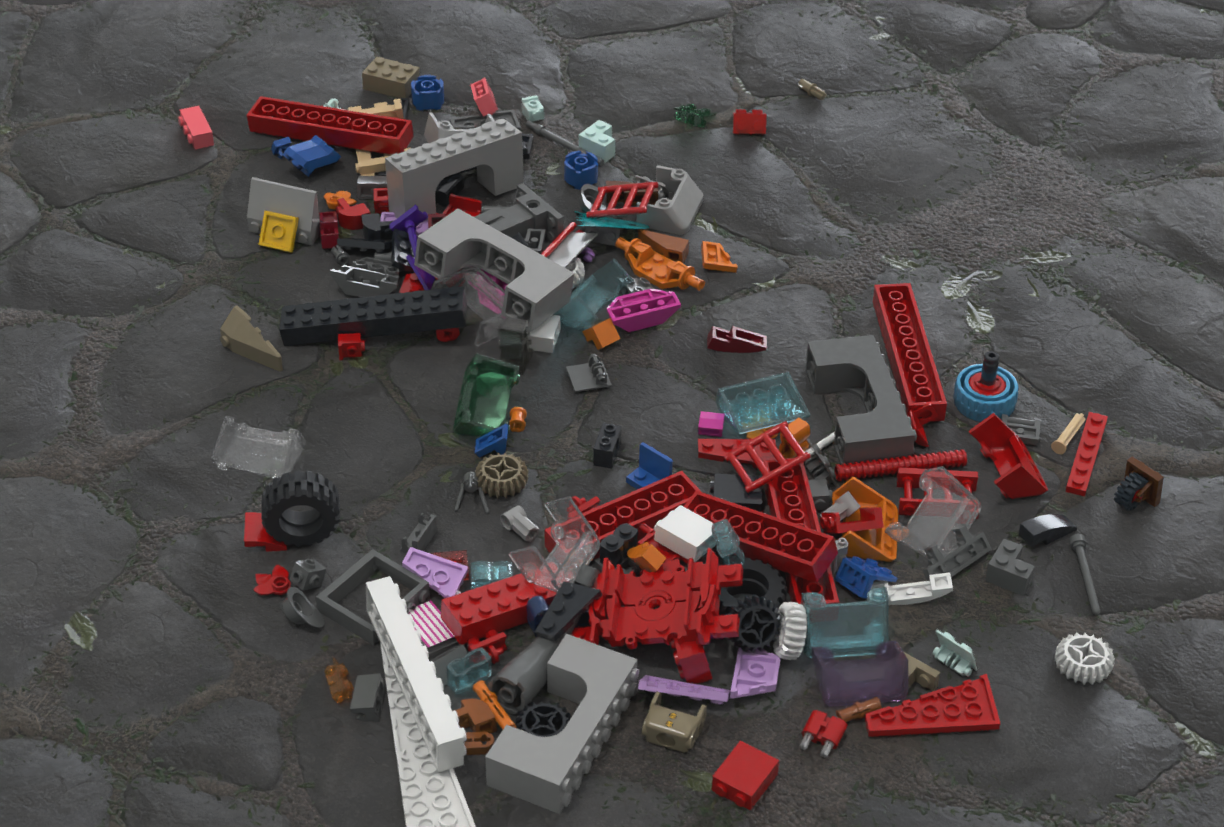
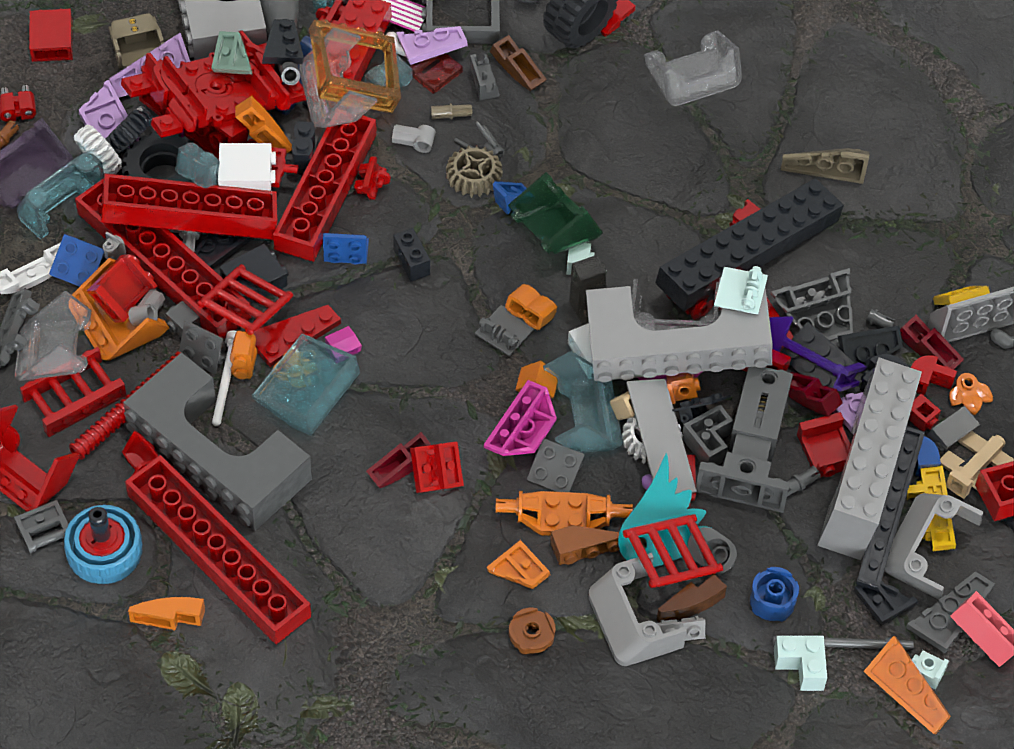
camera: 140 degrees right, 15 degrees up
(382, 530) = (517, 63): none -> reddish brown slope
(443, 232) = (741, 289): none -> light aqua hinge
(471, 528) = (450, 111): none -> dark tan axle
(517, 417) = (518, 236): orange bush -> none
(555, 107) = (904, 682): none -> orange wing
(558, 372) = (531, 306): none -> orange brick
(559, 239) = (667, 400): red bar -> none
(561, 539) = (334, 87): none -> clear orange windscreen
(624, 609) = (231, 54): none -> sand green wing
(719, 320) = (436, 467): none -> red slope
(733, 232) = (527, 642): none -> dark orange plate
(966, 341) = (168, 612): none -> orange slope

